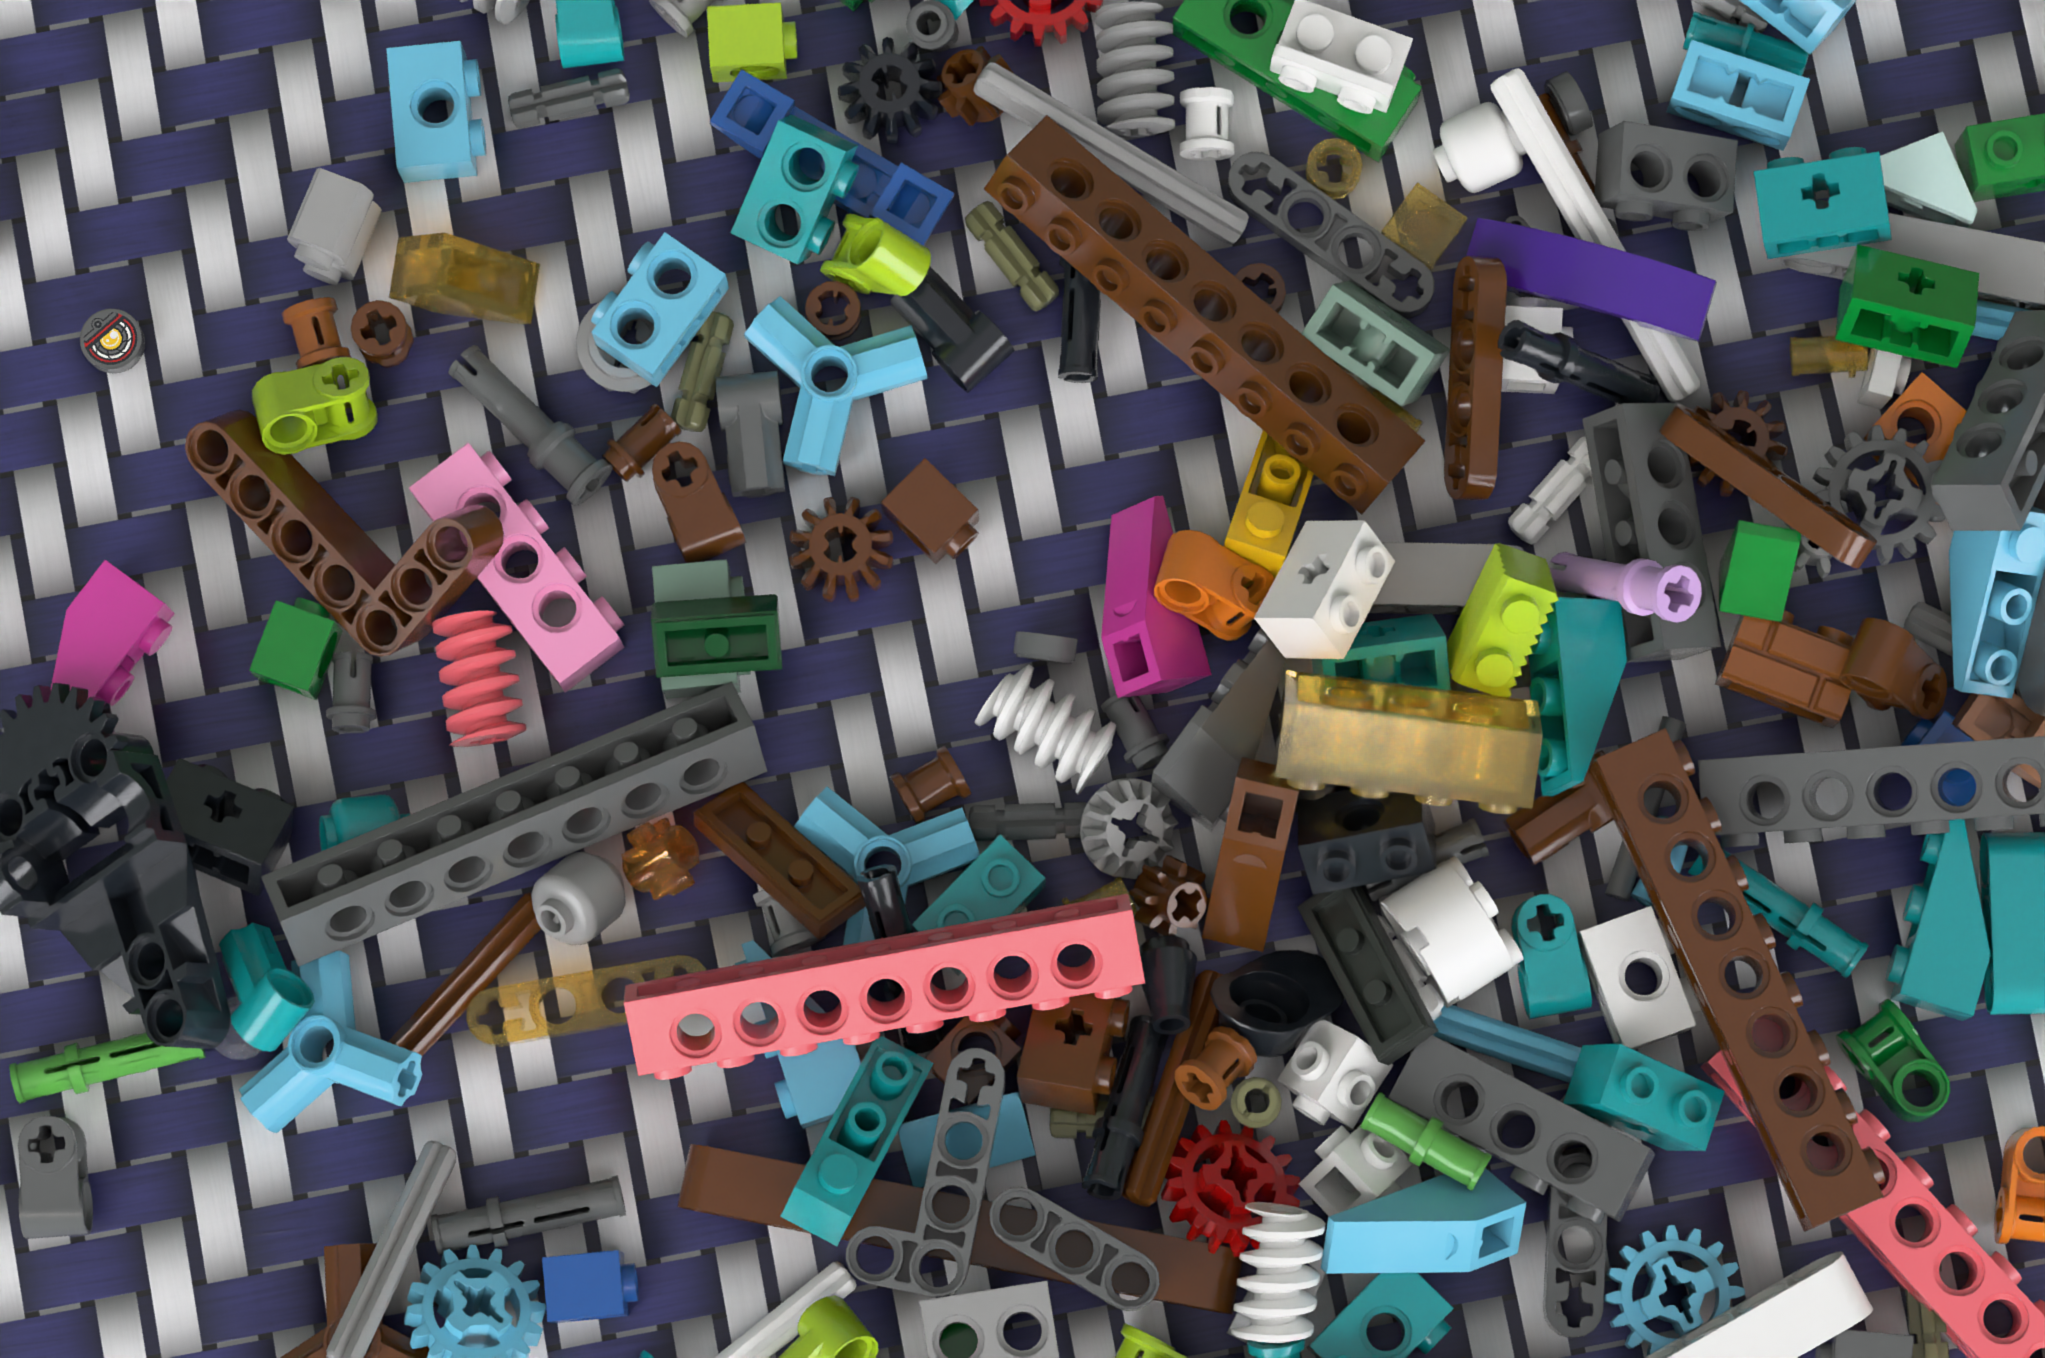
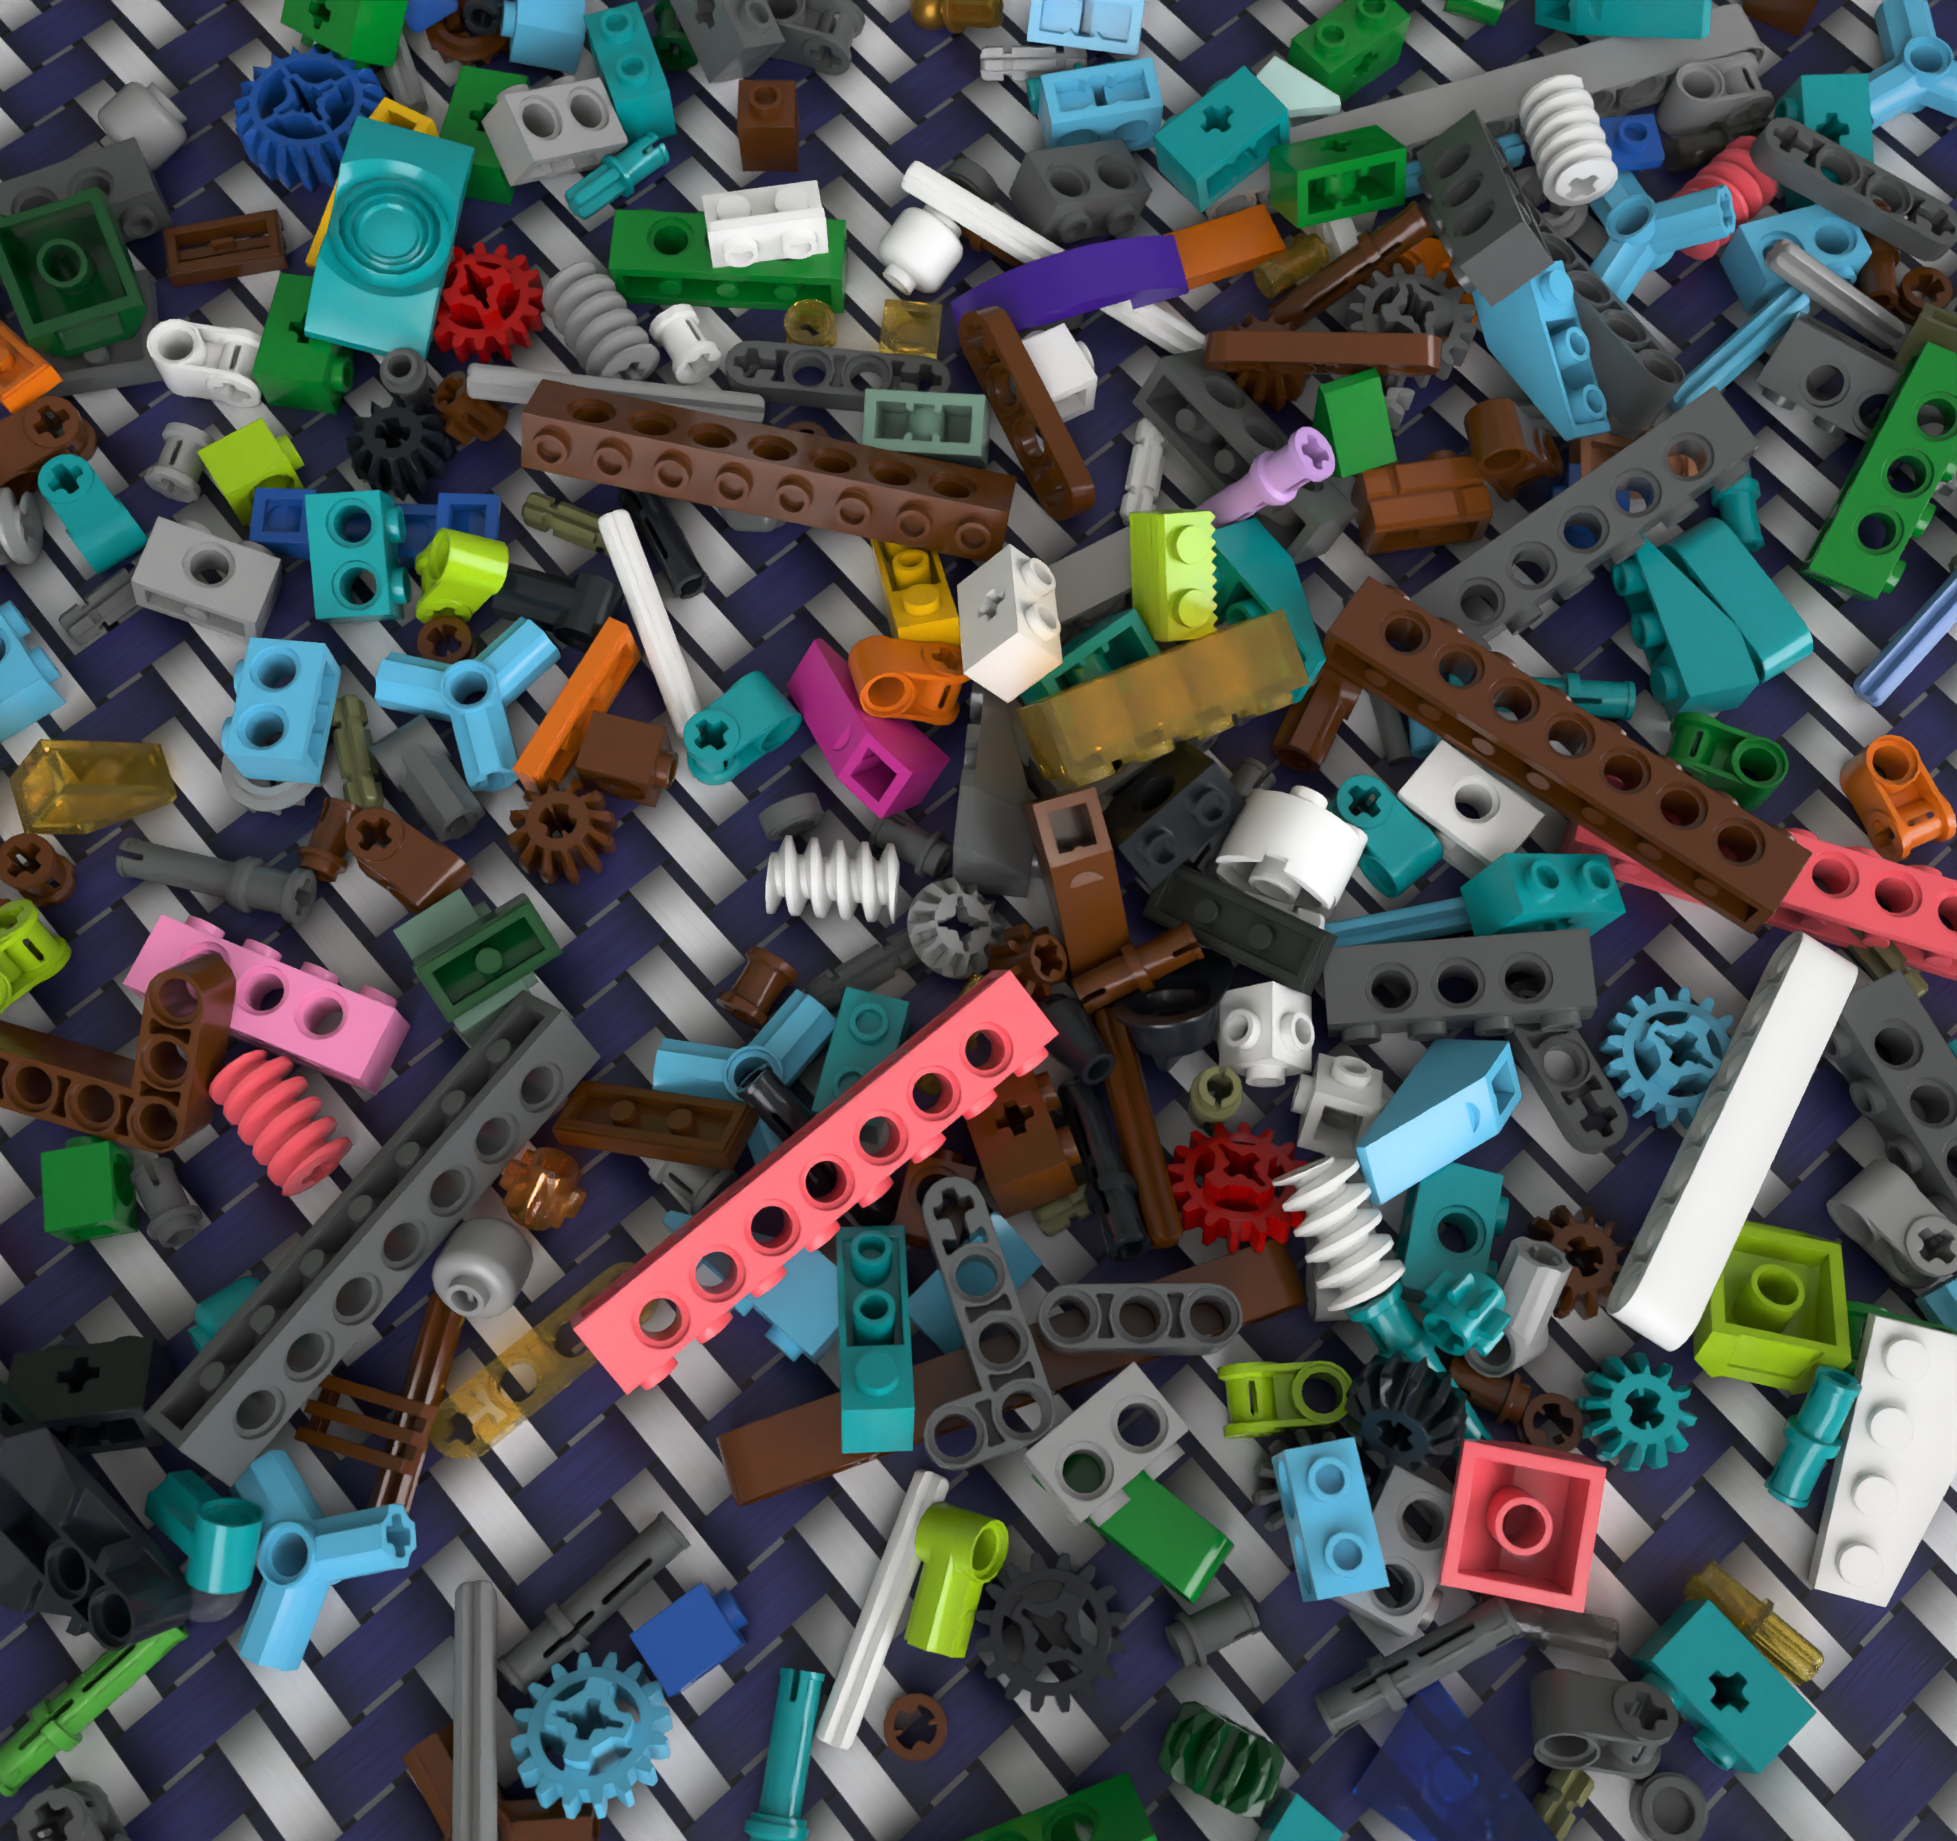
camera: 35 degrees left, 10 degrees down
(394, 940) = (325, 1411): none -> reddish brown tile
(622, 125) = (234, 606): none -> light grey brick
(915, 441) = (590, 688): none -> orange tile
(1023, 394) = (650, 618): none -> white axle
(1058, 535) = (746, 722): none -> teal piece
(1215, 1068) = (1164, 1074): dark orange bush -> none
(1260, 955) = (1137, 967): none -> reddish brown pin
(1425, 1141) = (1389, 1038): bright green pin -> none
(1561, 359) = (1091, 352): black pin -> none
(1764, 291) = (1227, 245): none -> orange tile
(1884, 404) = (1354, 266): none -> reddish brown pin

